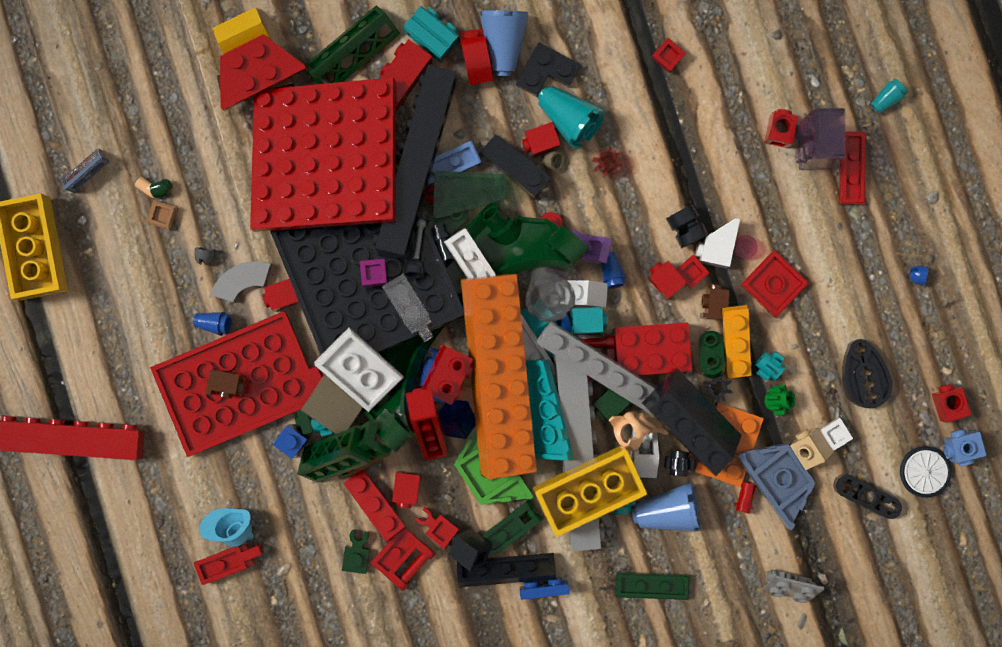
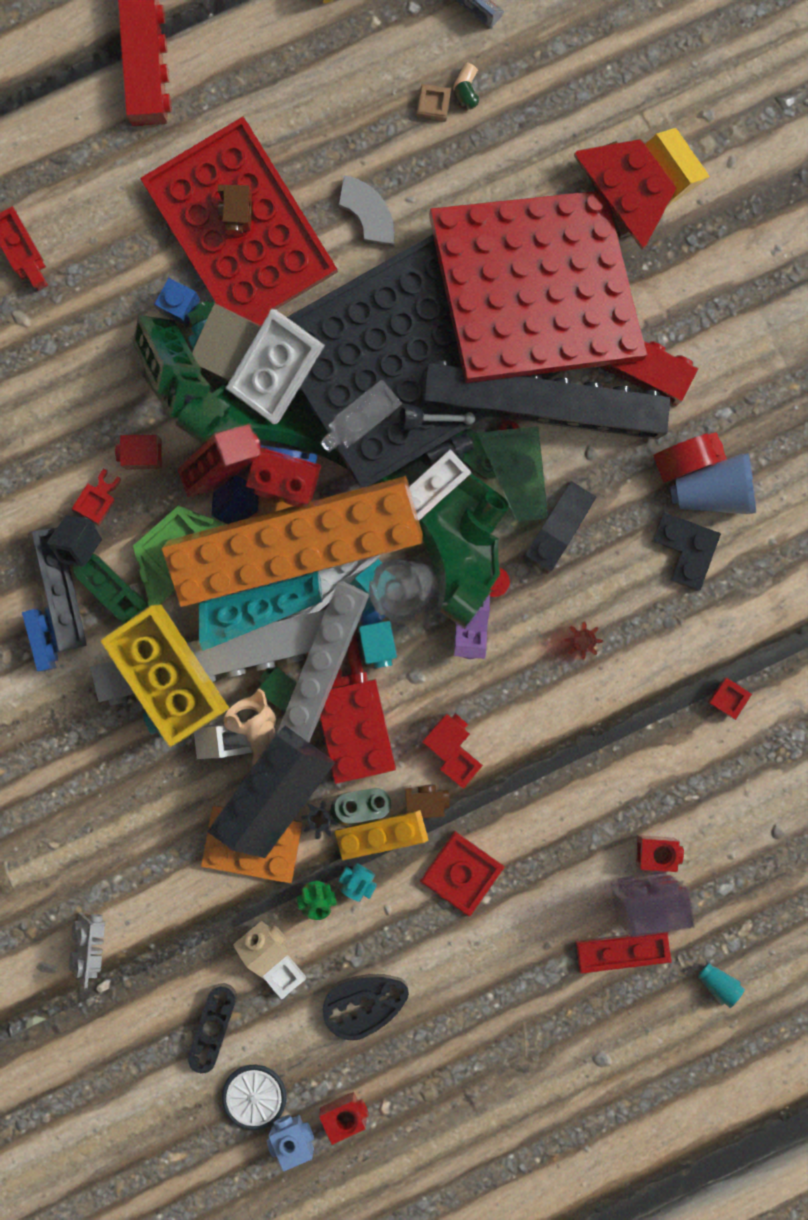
camera: 85 degrees right, 0 degrees up
(203, 254) = (391, 160): dark grey hinge -> none
(213, 322) = (310, 185): blue cone -> none
(227, 526) = (61, 240): medium azure piece -> none
(280, 295) = (354, 258): red brick -> none
(350, 41) = (685, 298): dark green fence -> none
(356, 556) = (49, 403): dark green plate -> none
(373, 272) = (398, 367): magenta plate -> none
(375, 505) = (113, 416): red plate -> none
(396, 552) = (61, 453): red plate -> none
(431, 33) = (710, 398): teal brick -> none
(456, 160) = (556, 452): medium blue hinge -> none
(541, 140) = (597, 553): red brick -> none
(554, 160) = (575, 574): dark tan hinge -> none
(571, 115) = (634, 586): teal cone -> none
(589, 293) = (414, 640): white slope -> none
(613, 272) = (445, 668): blue cone -> none
(652, 585) = (64, 774): dark green tile -> none
(670, 510) = (158, 782): medium blue cone -> none
(679, 463) = (219, 785): black gear -> none
(683, 218) = (517, 752): black wheel -> none
(718, 246) = (499, 796): white slope -> none
(745, 247) = (502, 830): clear pink plate -> none
(746, 498) = (188, 875): red pin -> none
(779, 479) = (217, 913): sand blue wing -> none
(919, 274) = (500, 1054): blue hinge -> none

